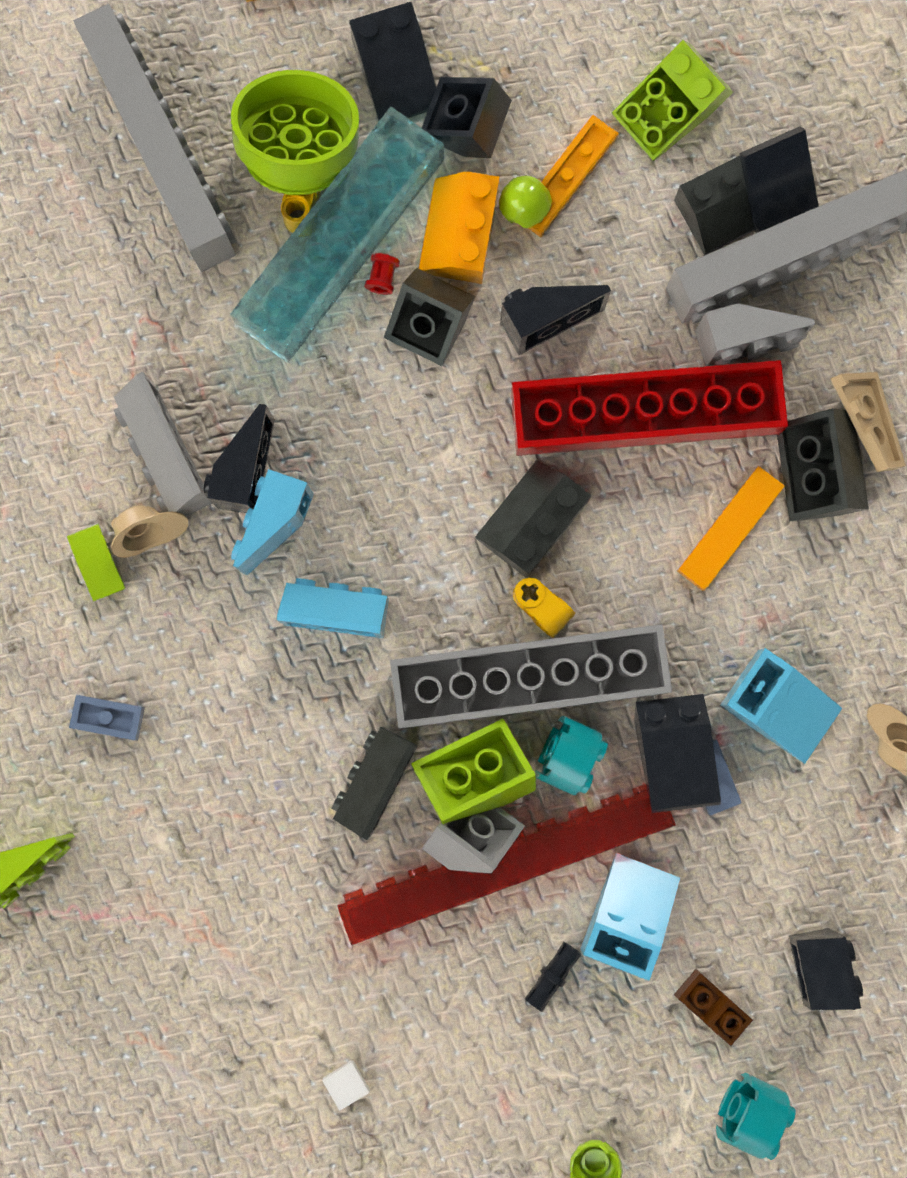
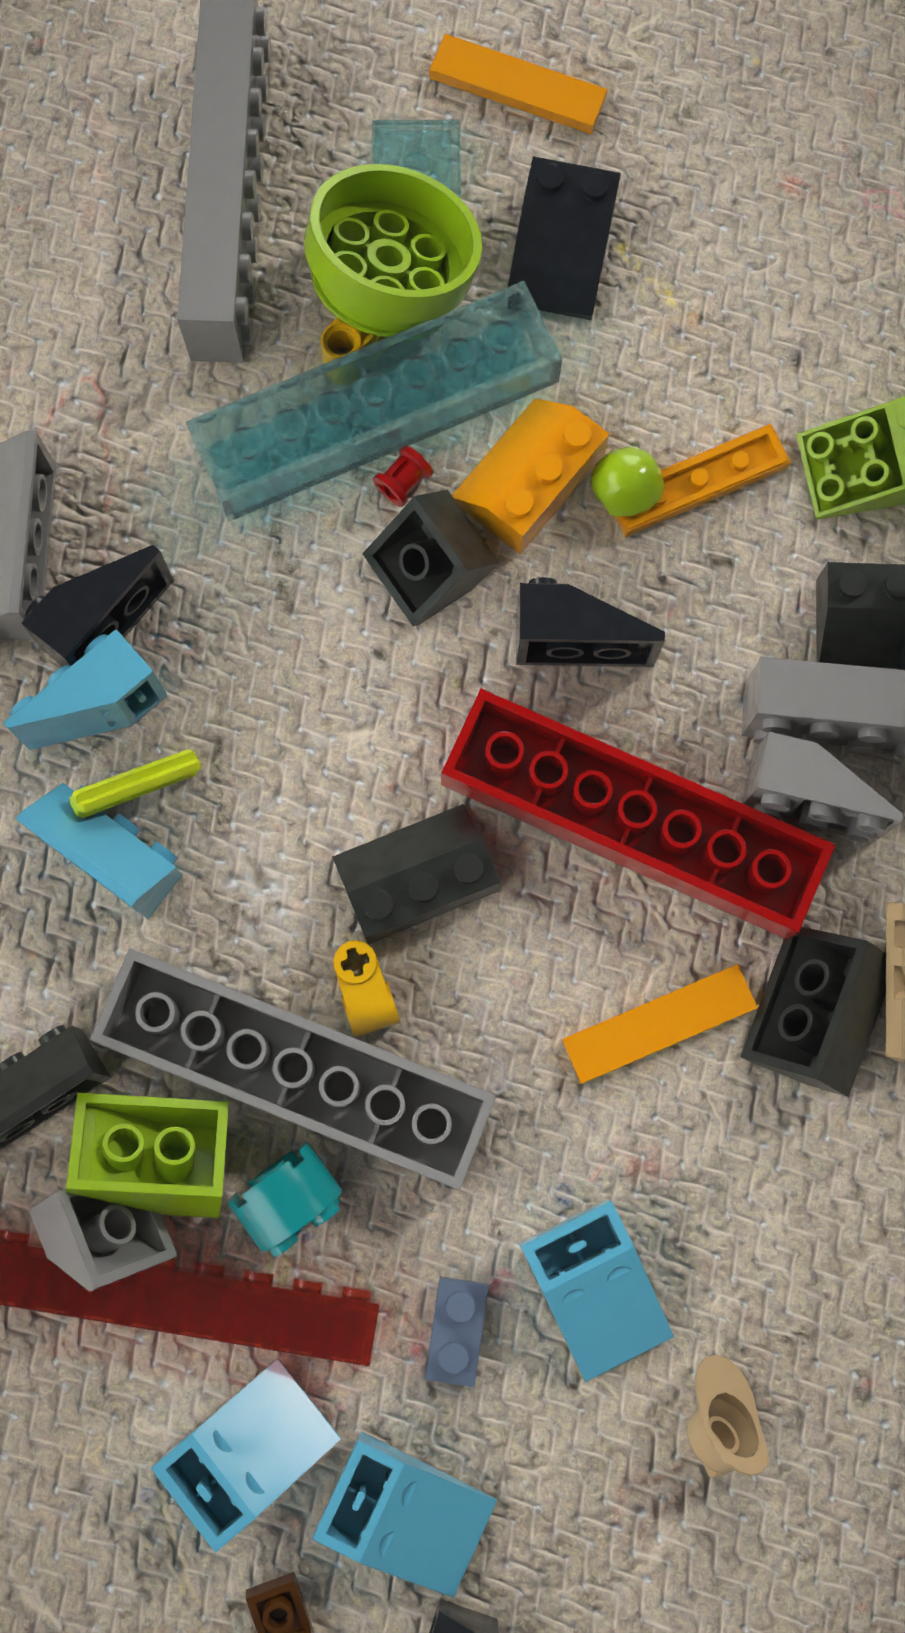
camera: 25 degrees right, 5 degrees down
(267, 53) = (422, 146): none -> clear light blue tile
(330, 558) = (134, 783): none -> neon yellow axle
(467, 115) = (615, 343): black slope -> none
(553, 976) = (104, 1474): black pin -> none
(677, 753) = (423, 1274): black slope -> none
(742, 899) = (404, 1517): none -> medium azure slope

